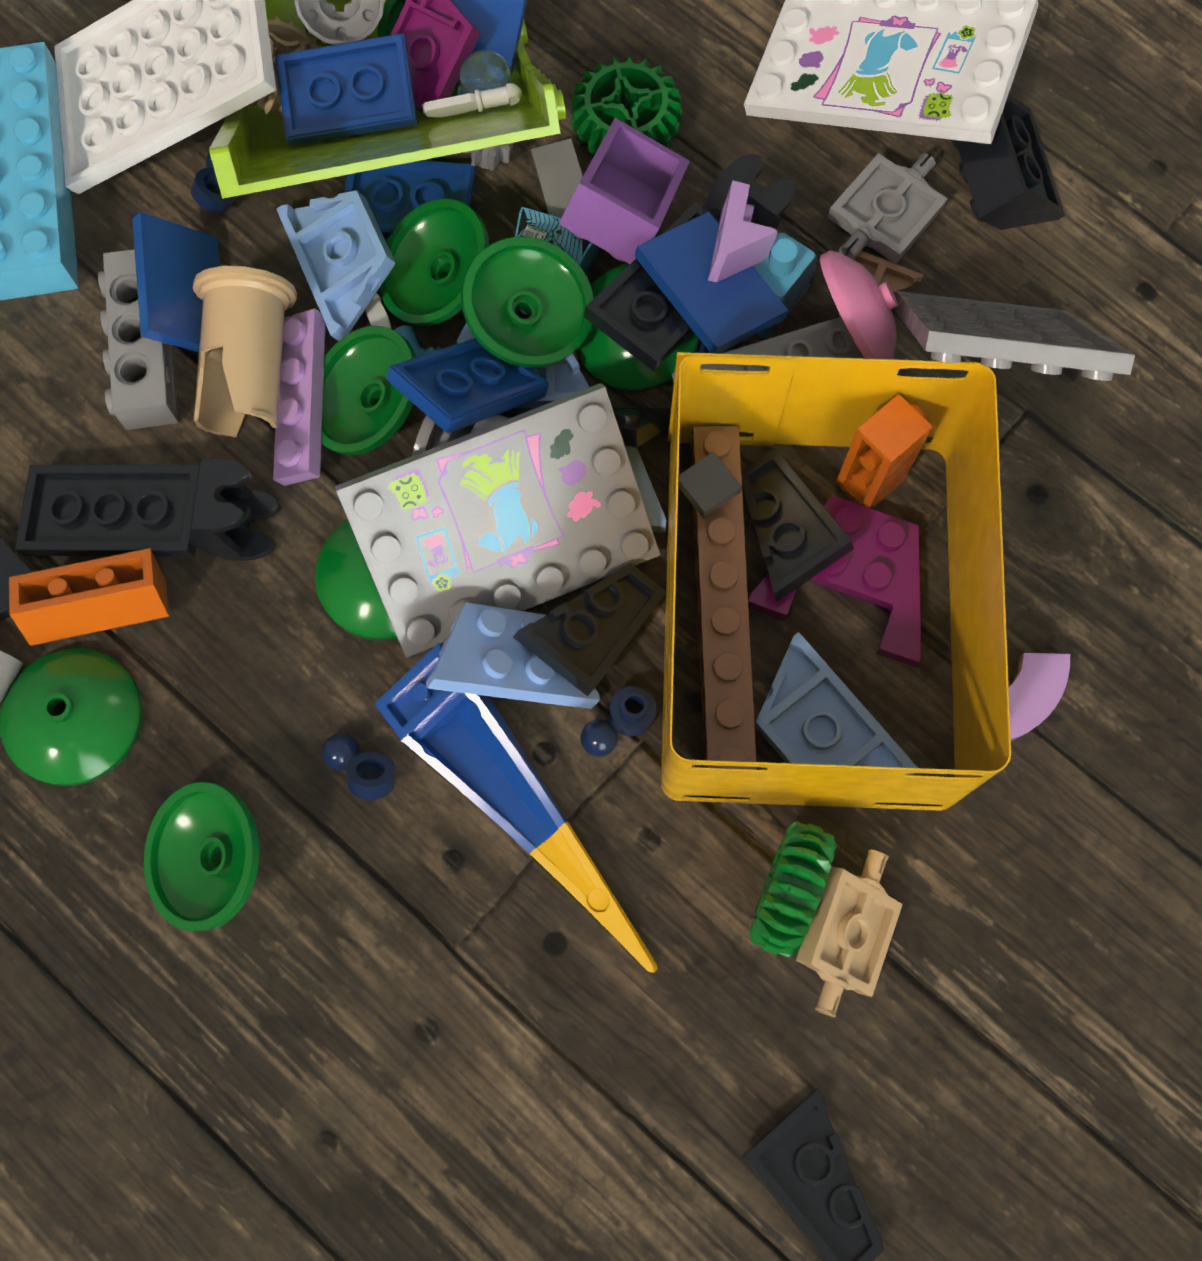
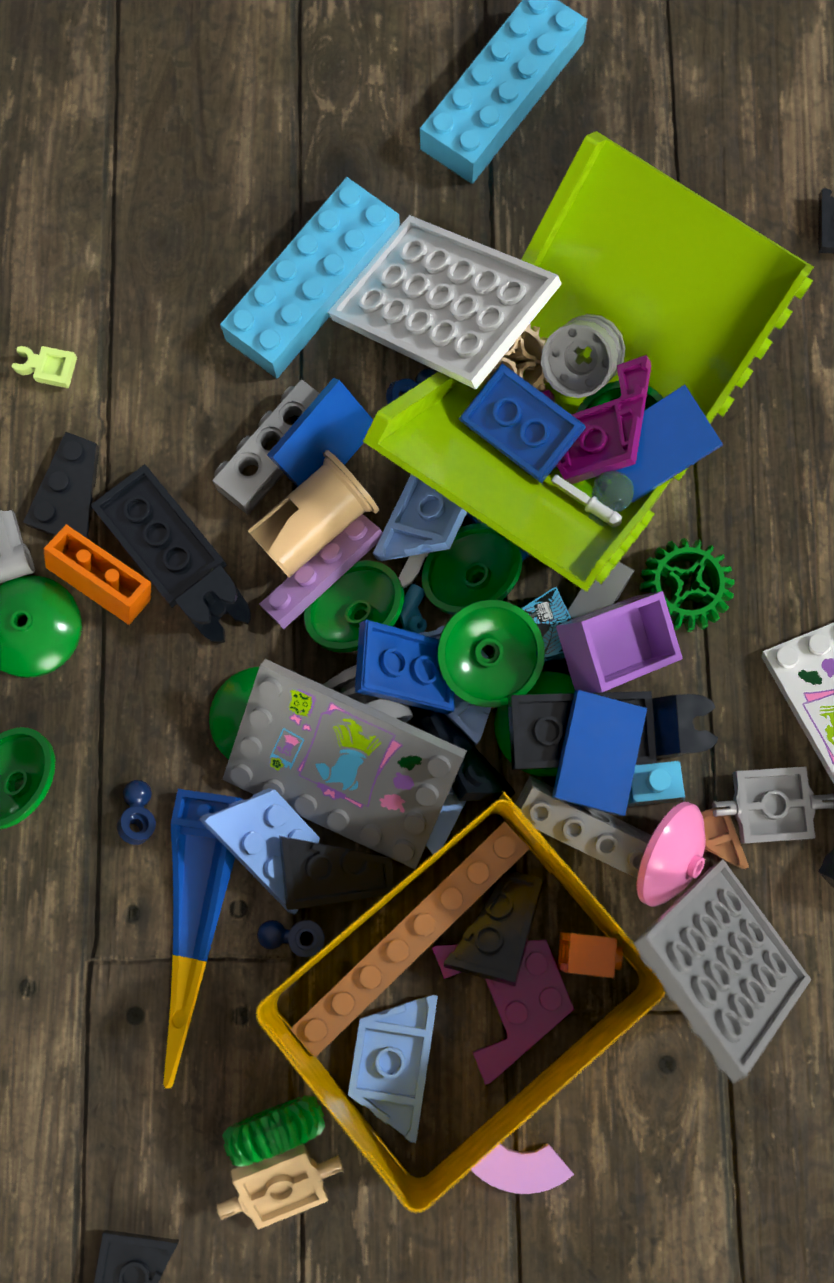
camera: 50 degrees right, 5 degrees up
(708, 484) = (470, 866): dark grey tile -> none
(738, 240) = (633, 747): lavender slope -> none

